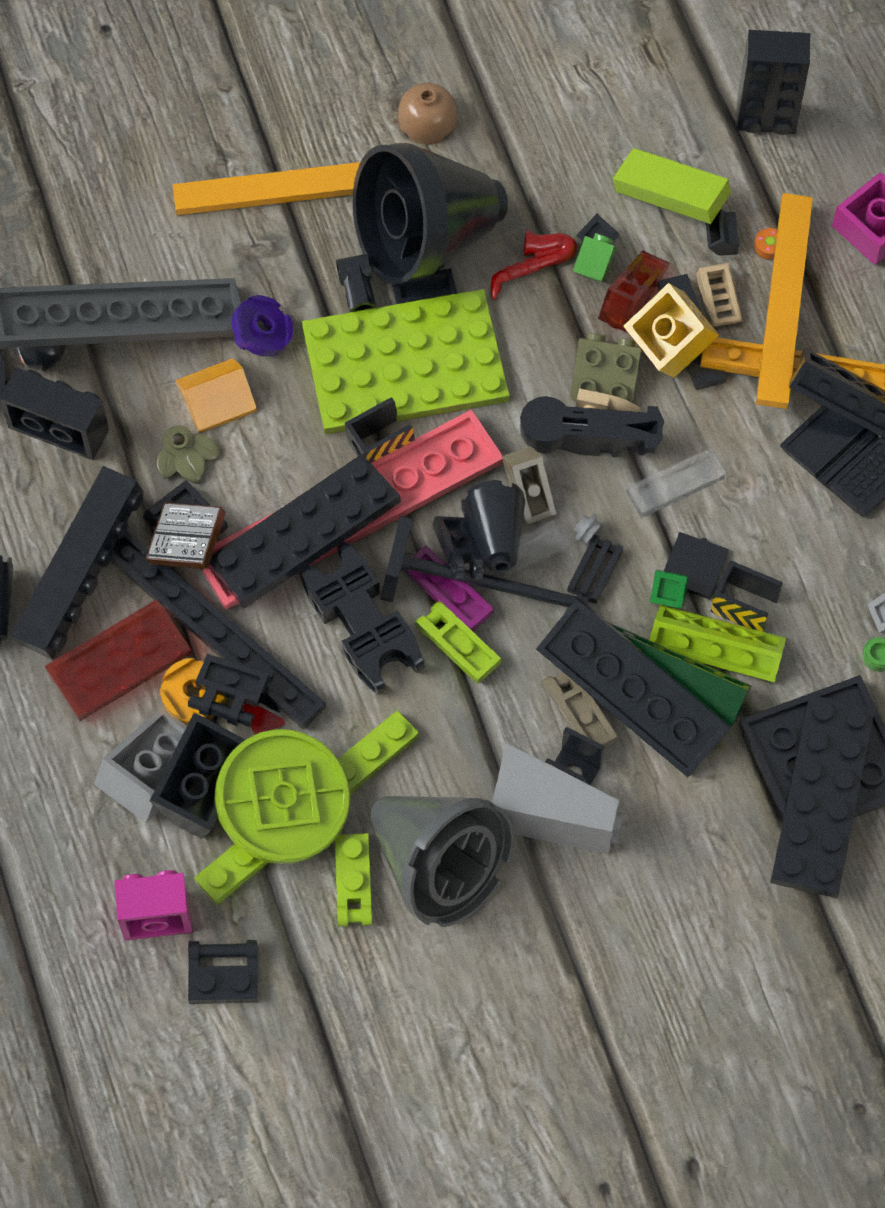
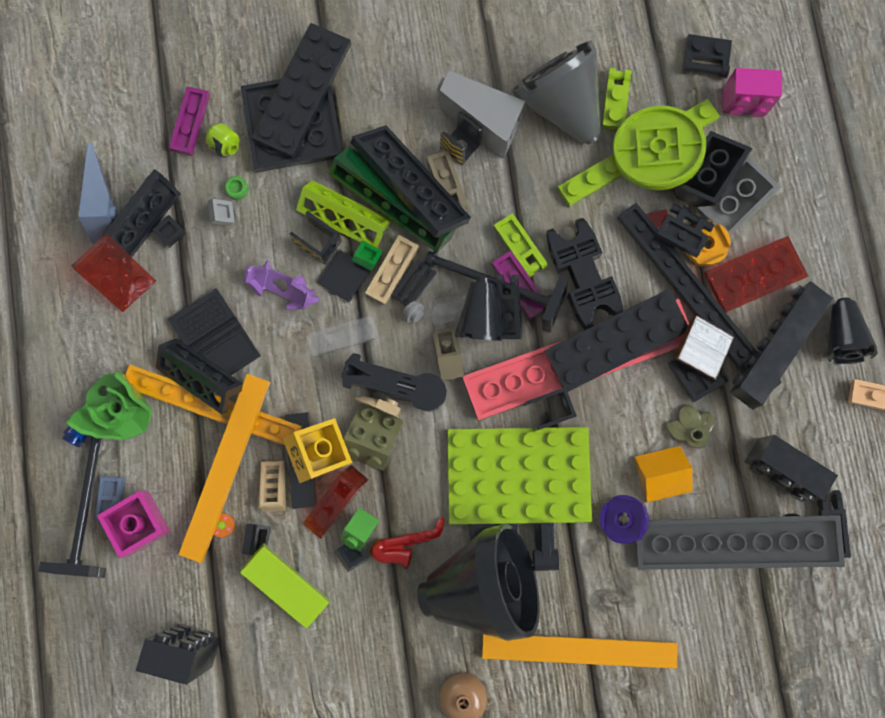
camera: 170 degrees left, 15 degrees up
(630, 578) = (392, 270): none -> tan plate
(809, 534) = (297, 291): none -> medium lavender piece

